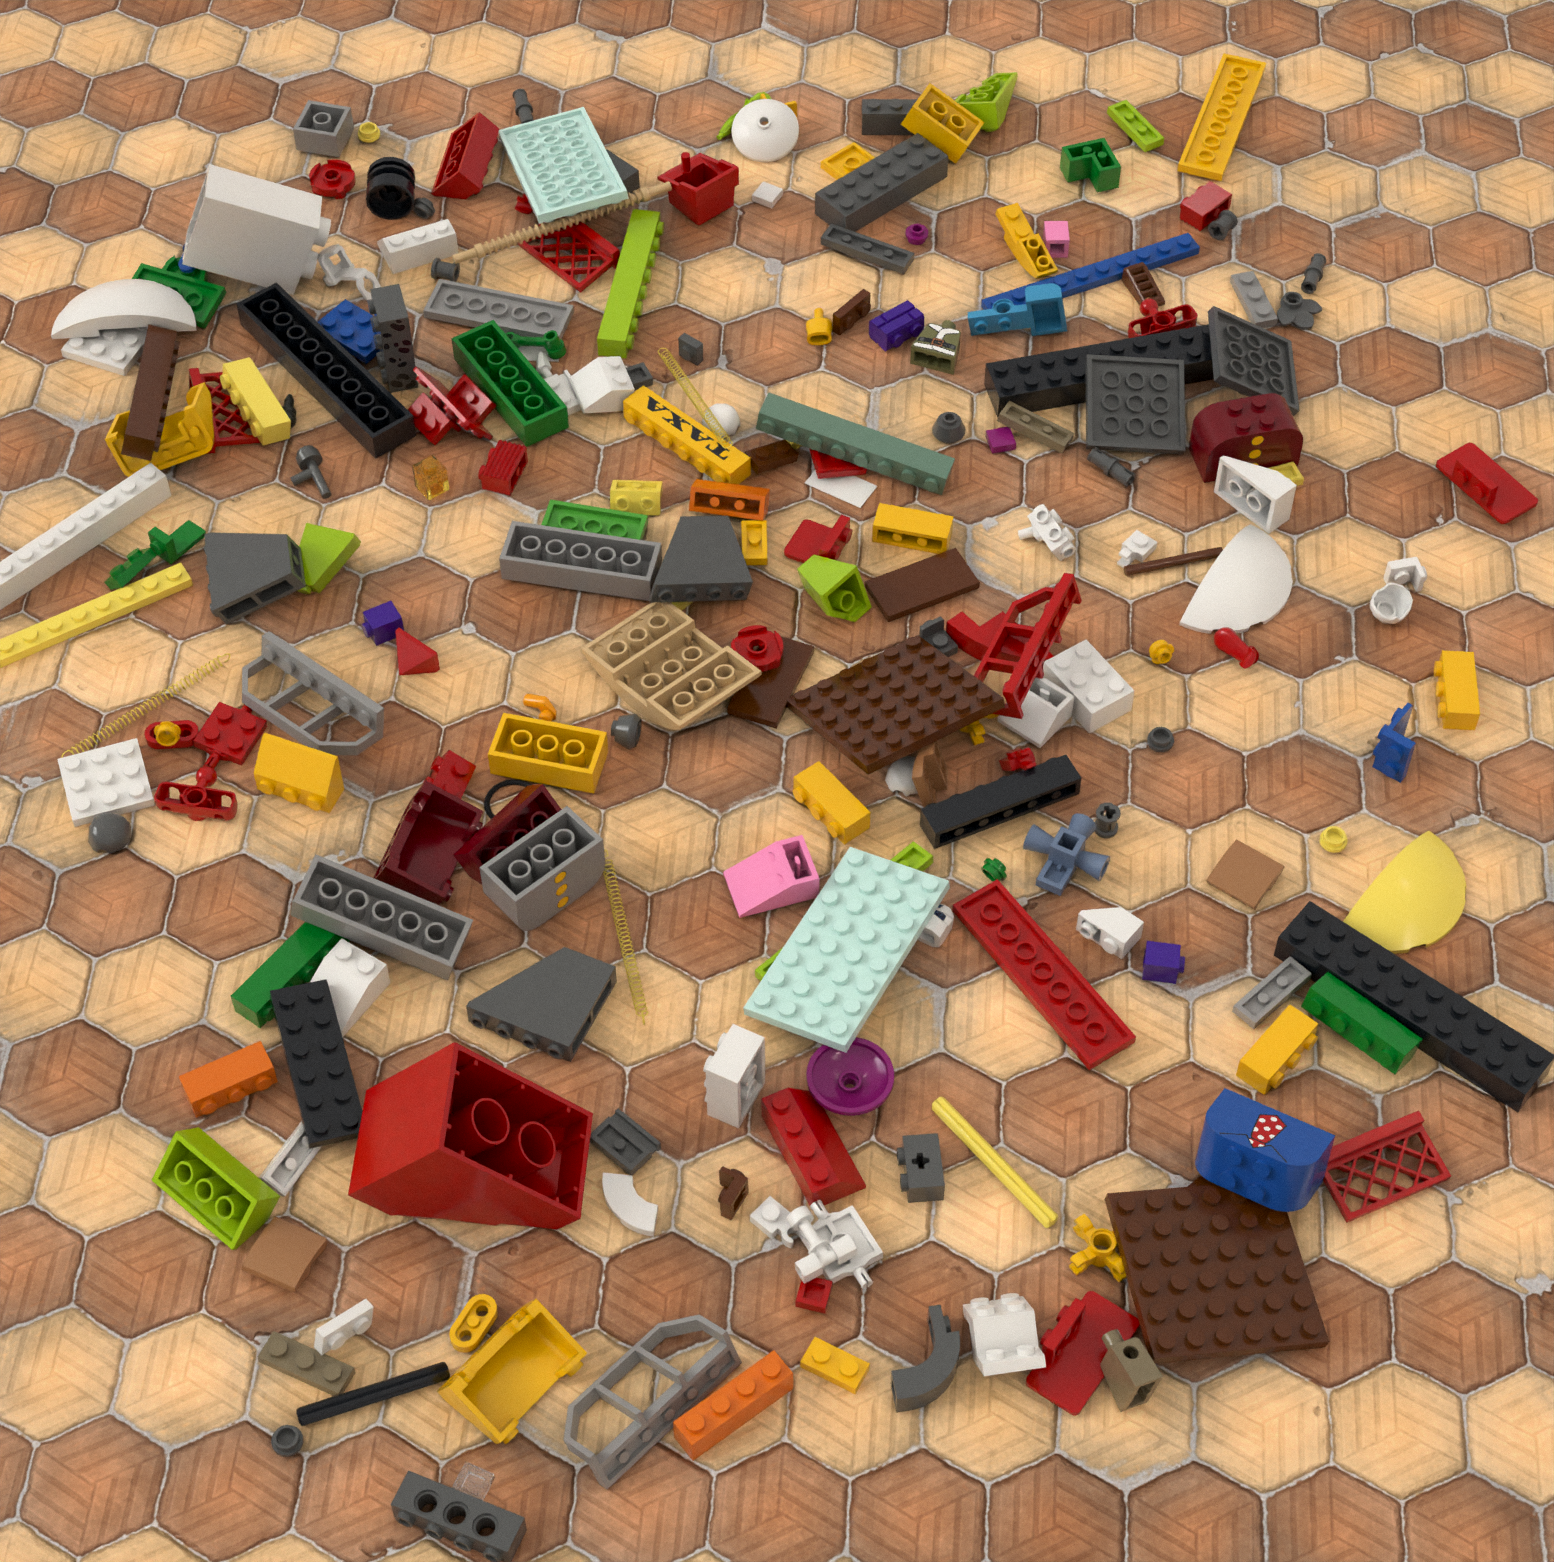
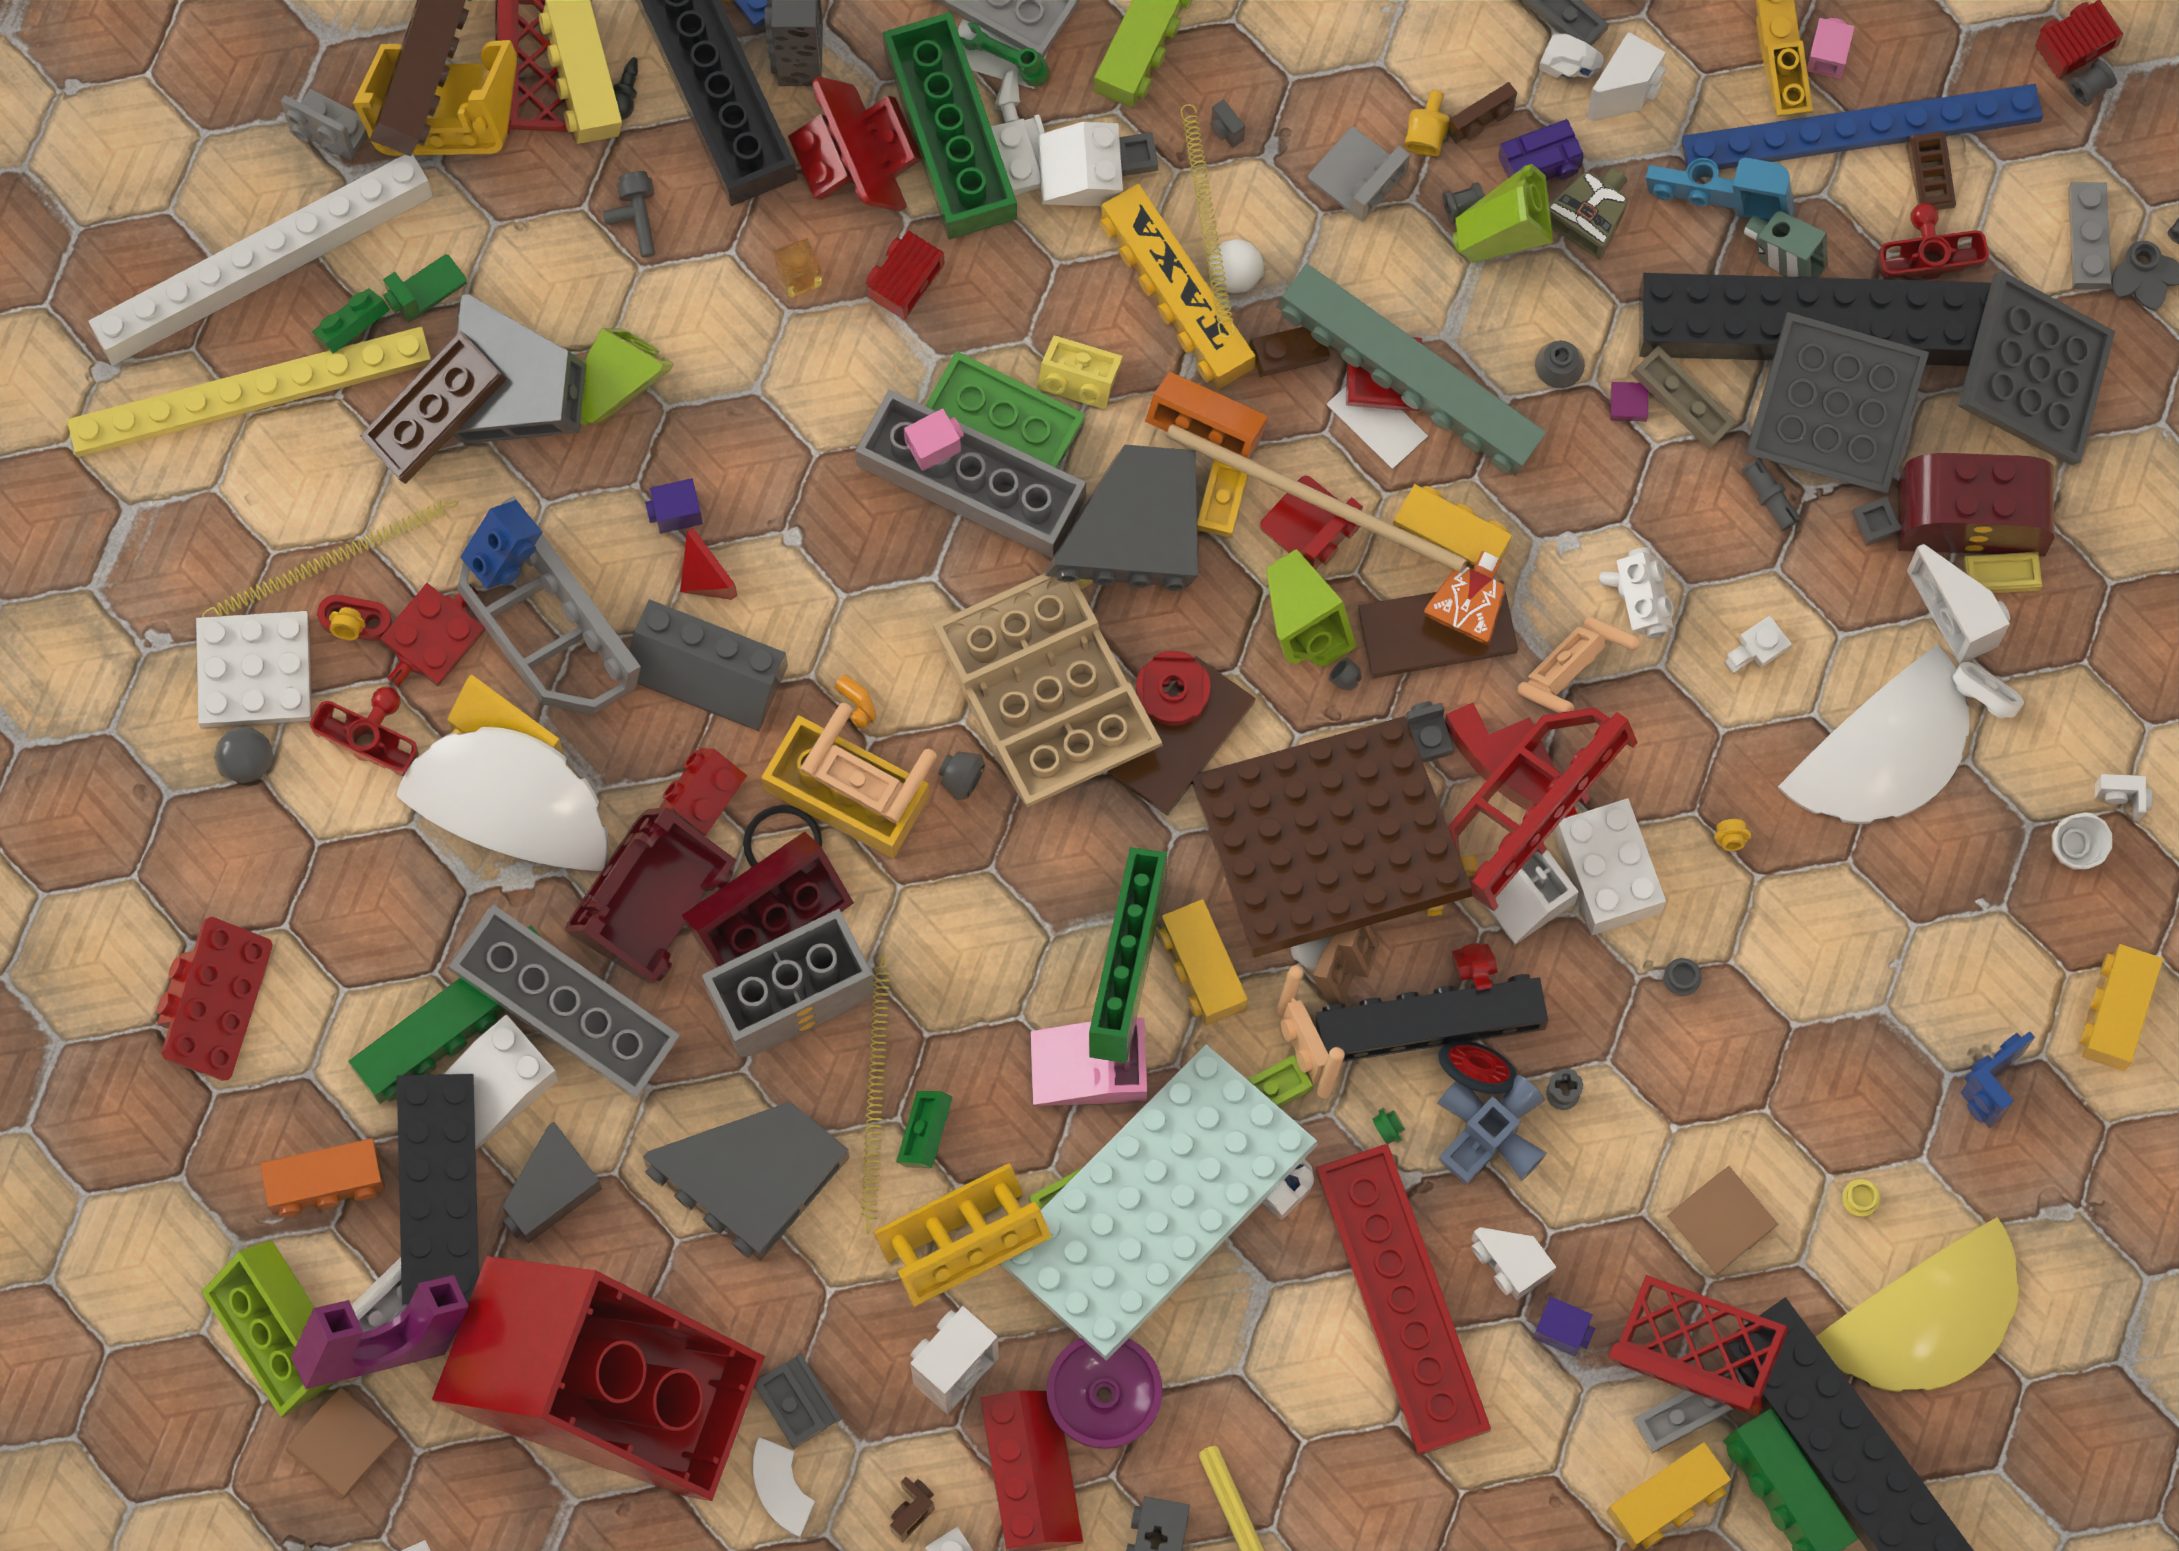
camera: 15 degrees right, 20 degrees up
(86, 465) = (326, 123): none -> light grey bracket
(119, 984) = (213, 998): none -> red bracket
(199, 599) = (433, 407): none -> tile
(267, 658) = (501, 545): none -> blue brick
(310, 805) = (509, 798): none -> white brick
(327, 1160) = (338, 1349): none -> magenta arch
(401, 1042) = (549, 1186): none -> dark grey slope
(431, 706) = (706, 665): none -> dark grey slope
(550, 536) = (933, 439): none -> bright pink brick
(557, 735) = (860, 779): none -> light nougat plate
(666, 947) = (924, 1129): none -> green plate
(715, 999) = (972, 1254): none -> yellow fence
(779, 799) = (1128, 955): none -> green brick
(785, 359) = (1359, 173): none -> light grey bracket
(818, 518) = (1317, 498): none -> tan piece
(857, 359) = (1460, 201): none -> dark grey bush
(870, 621) = (1345, 674): none -> dark grey hinge
(887, 357) = (1507, 218): none -> lime slope
(897, 274) = (1570, 58): none -> white rock
(919, 828) = (1300, 1030): none -> light nougat plate
(938, 273) = (1628, 79): none -> white slope
(938, 556) = (1470, 600): none -> orange torso
(1018, 576) = (1569, 660): none -> light nougat plate
(1043, 818) = (1477, 1067): none -> wheel
(1070, 331) = (1789, 245): none -> sand green torso
(1172, 561) = (1805, 680): reddish brown bar -> none
(1184, 466) = (1876, 521): none -> dark grey plate
(1228, 642) = (1832, 843): red piece -> none
(1267, 966) = (1689, 1377): none -> red fence
(1304, 542) = (1979, 684): none -> white plate

